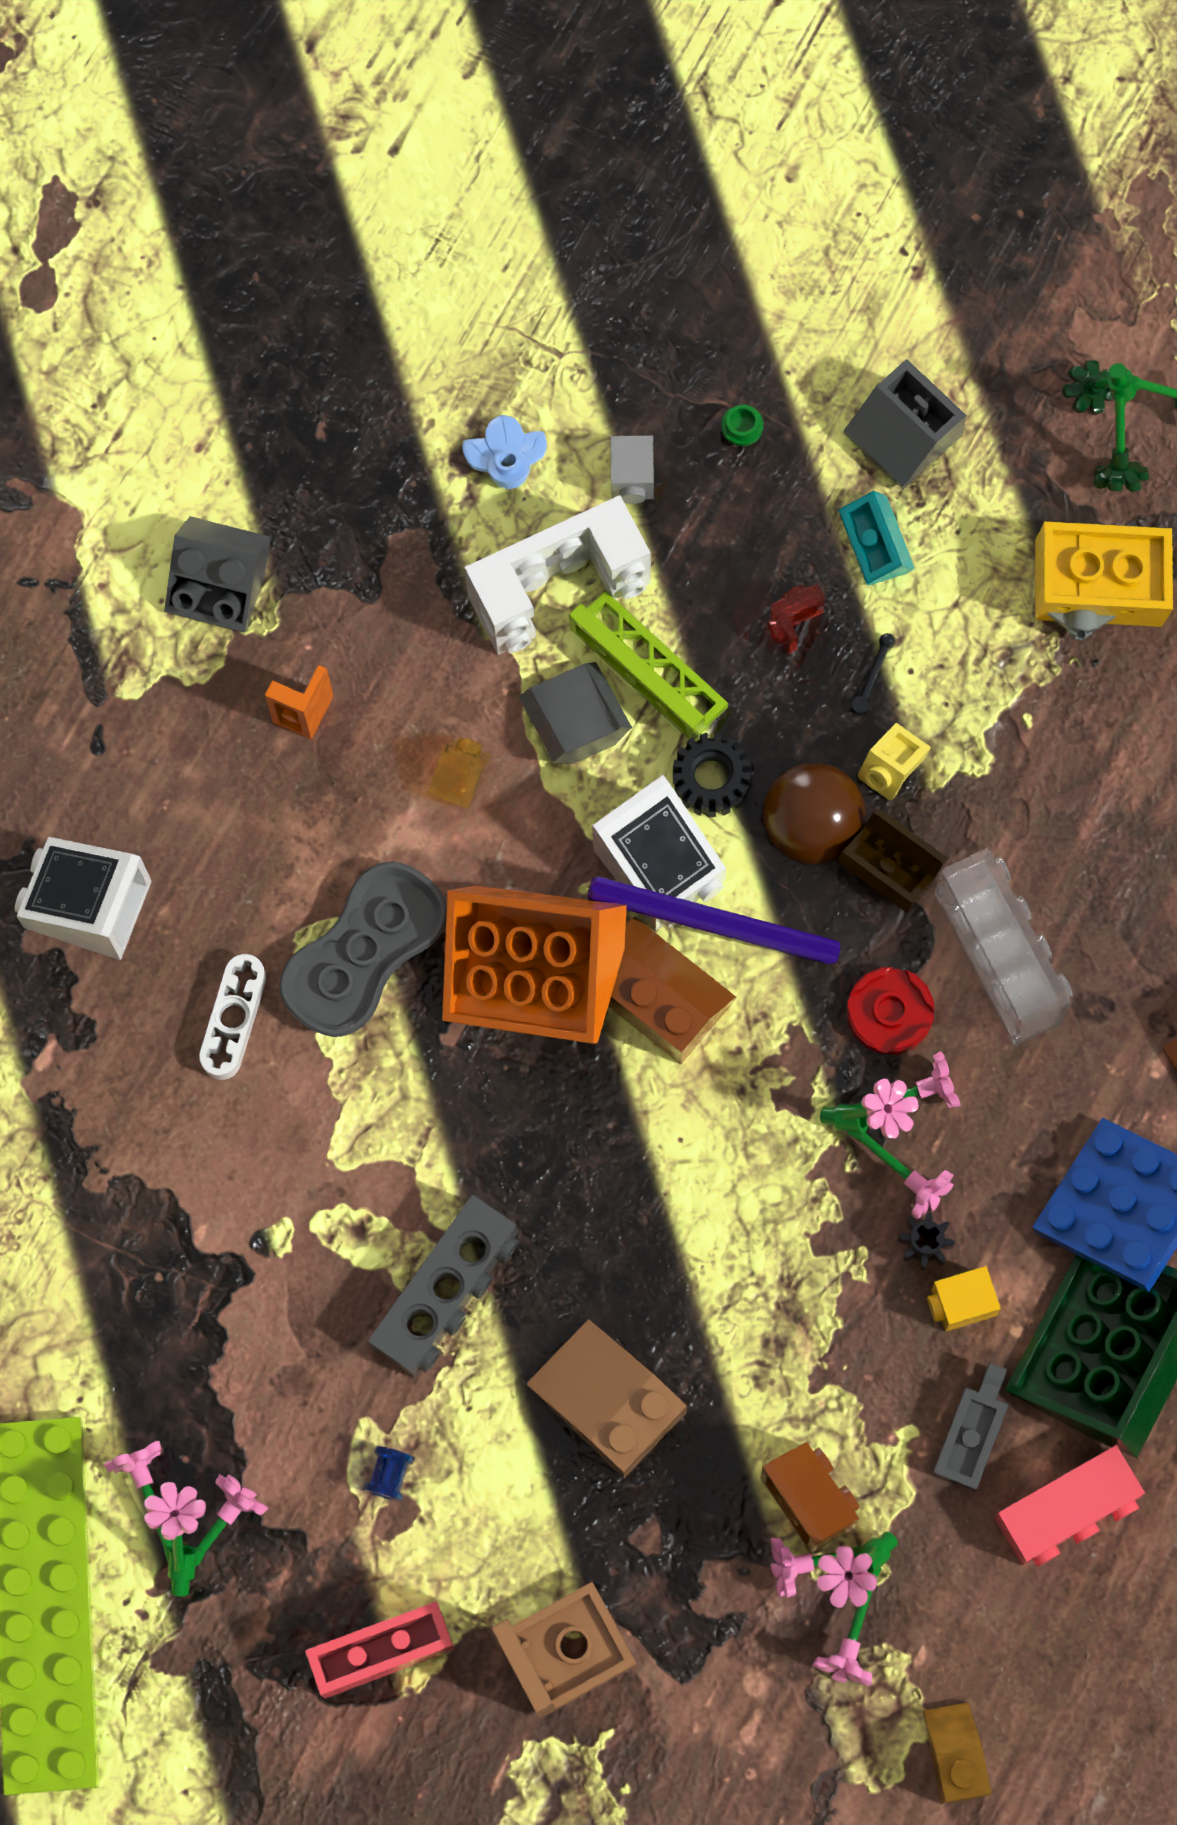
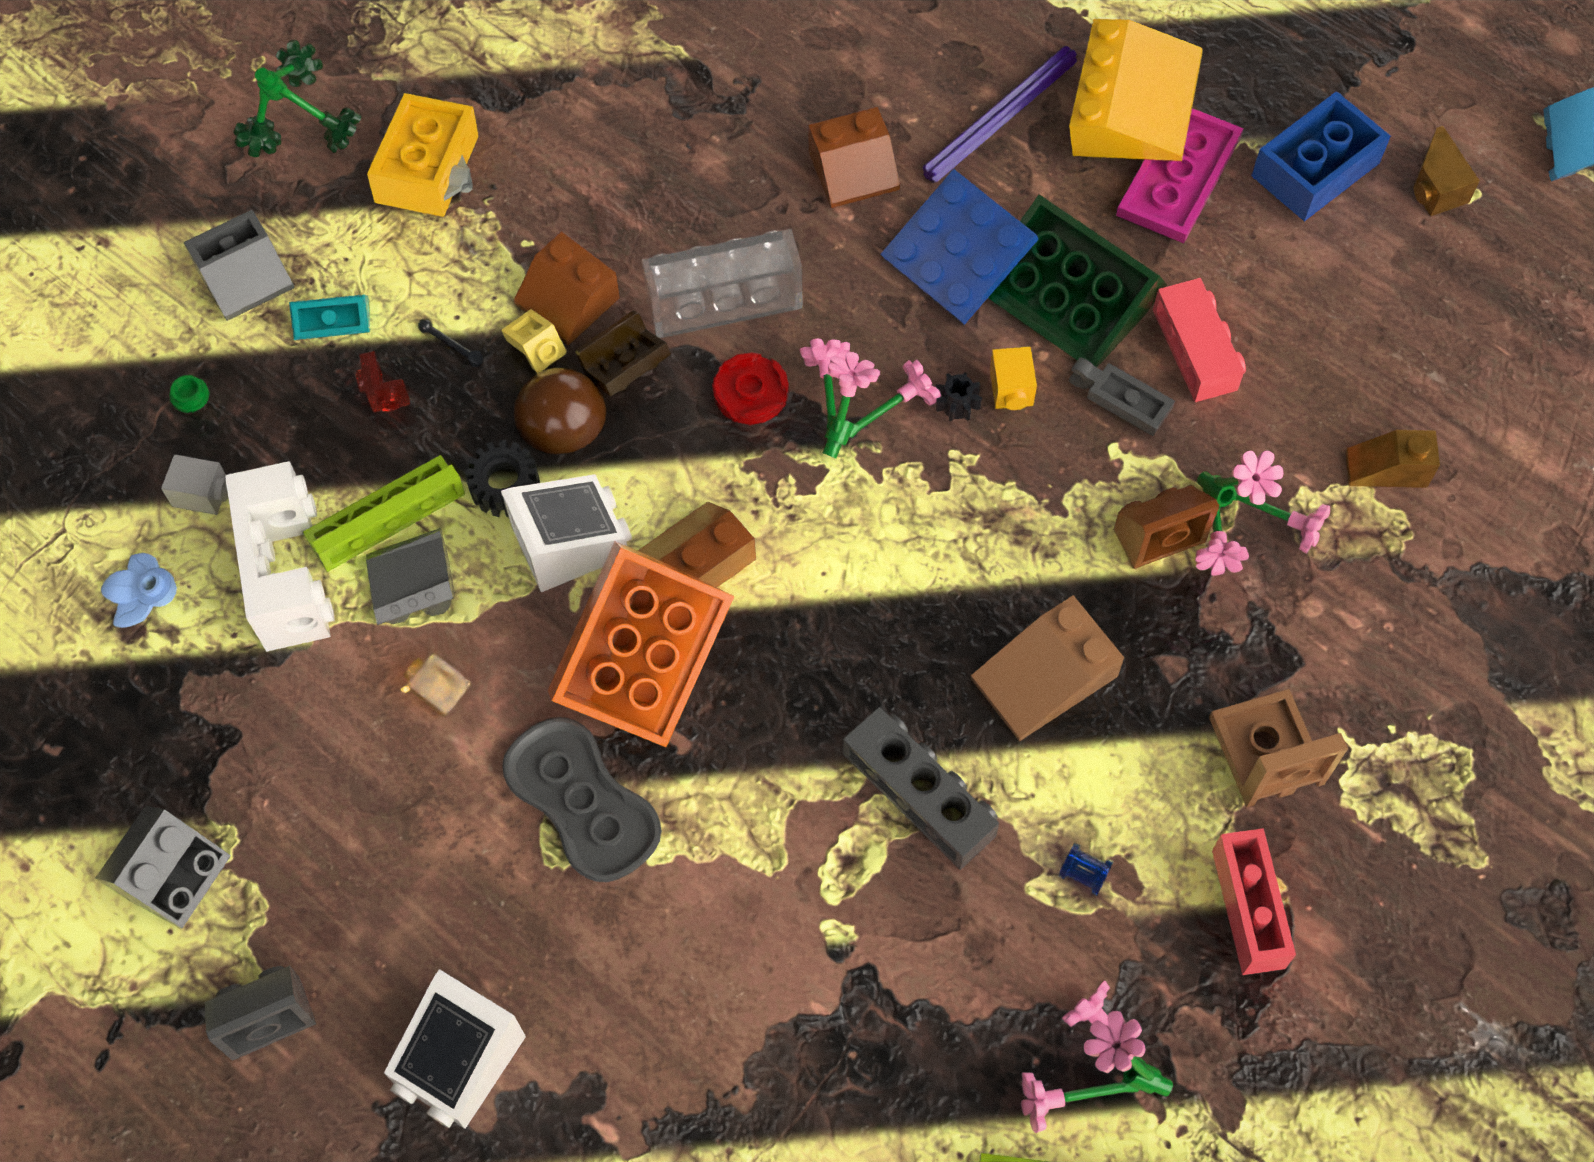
camera: 80 degrees left, 10 degrees down
(89, 704) = (258, 1012): none -> dark grey slope
(252, 989) = (636, 959): white beam -> none
(300, 711) = (328, 809): orange panel -> none
(715, 920) = (639, 493): dark purple axle -> none
(964, 778) = (567, 287): none -> dark orange slope

